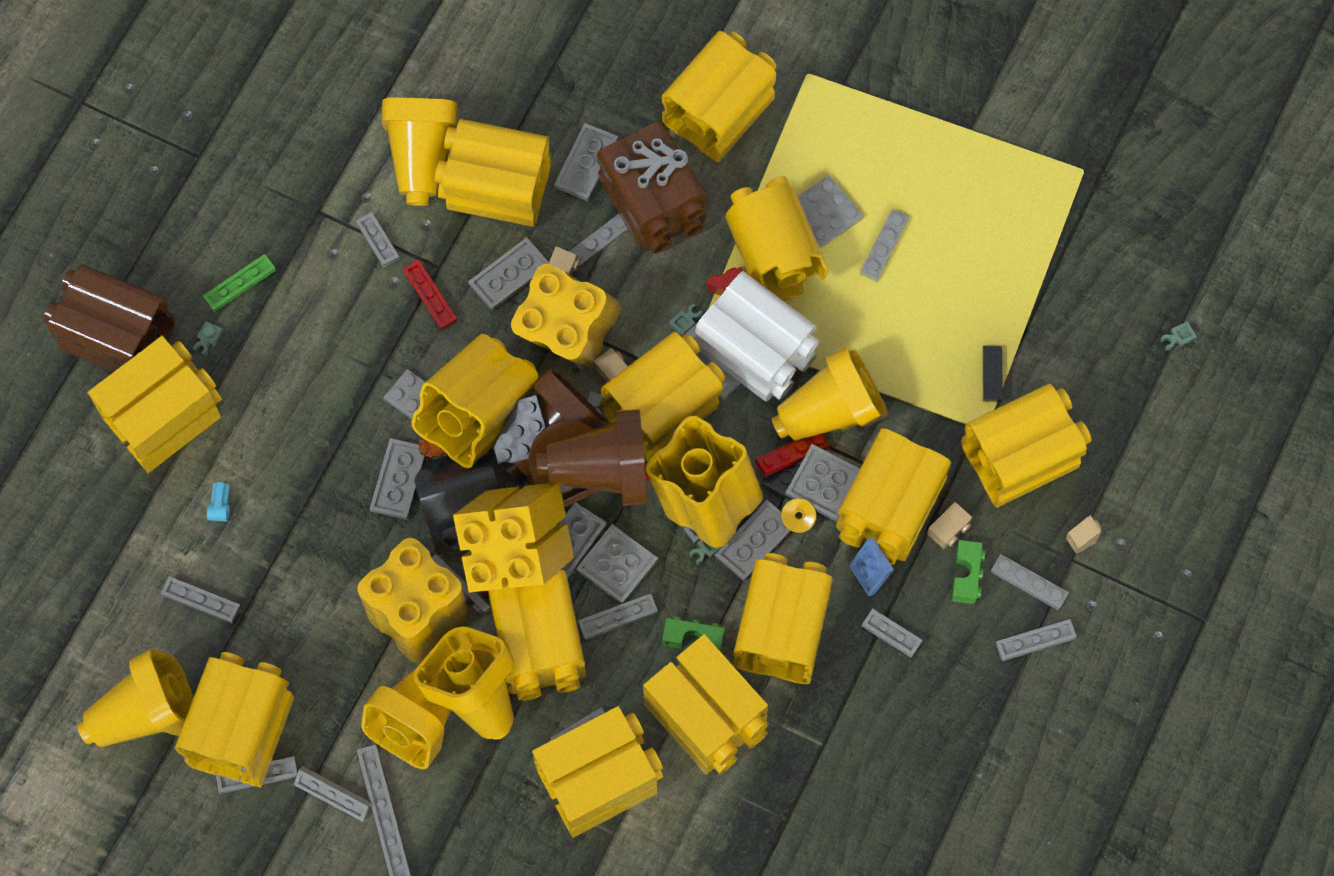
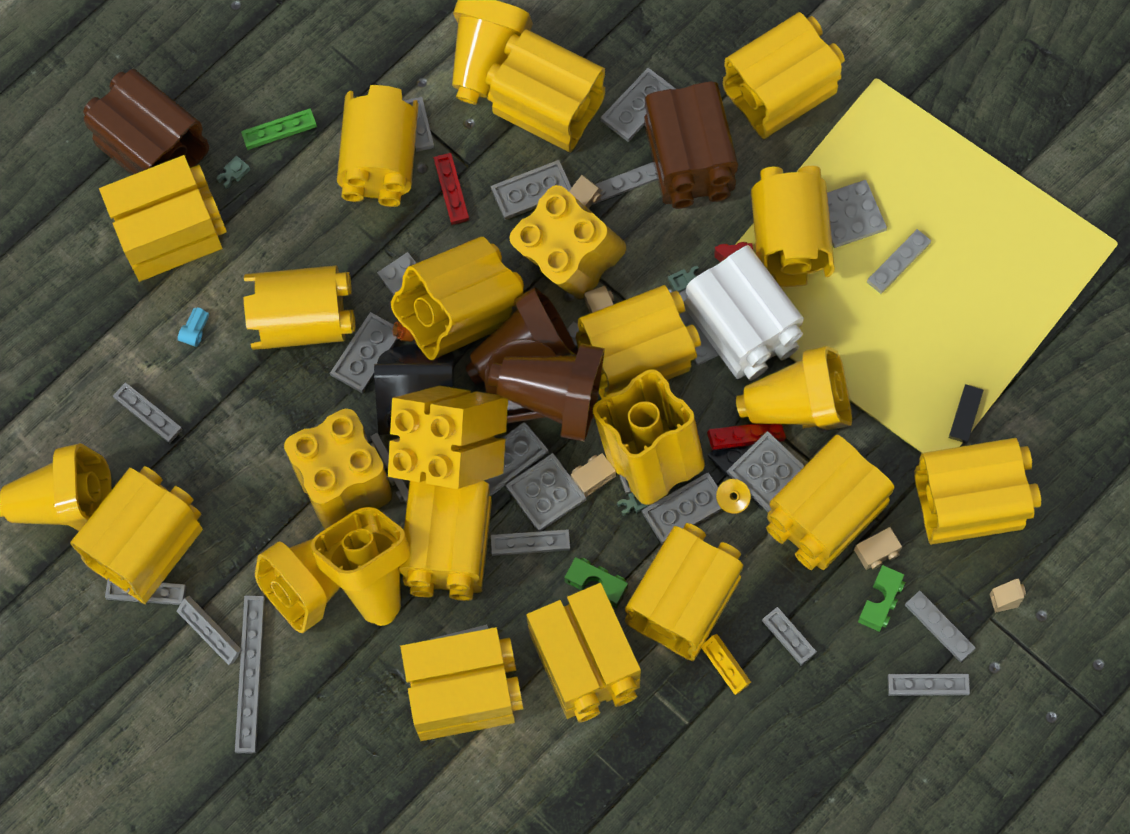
camera: 20 degrees right, 0 degrees up
(322, 453) = (299, 307): none -> yellow brick
(346, 273) = (377, 146): none -> yellow brick
(520, 431) = (490, 335): plate -> none
(654, 162) = (695, 118): light grey plant -> none
(658, 533) = (593, 474): none -> tan brick
(841, 677) = (726, 664): none -> yellow plate
(871, 567) = (787, 566): medium blue tile -> none

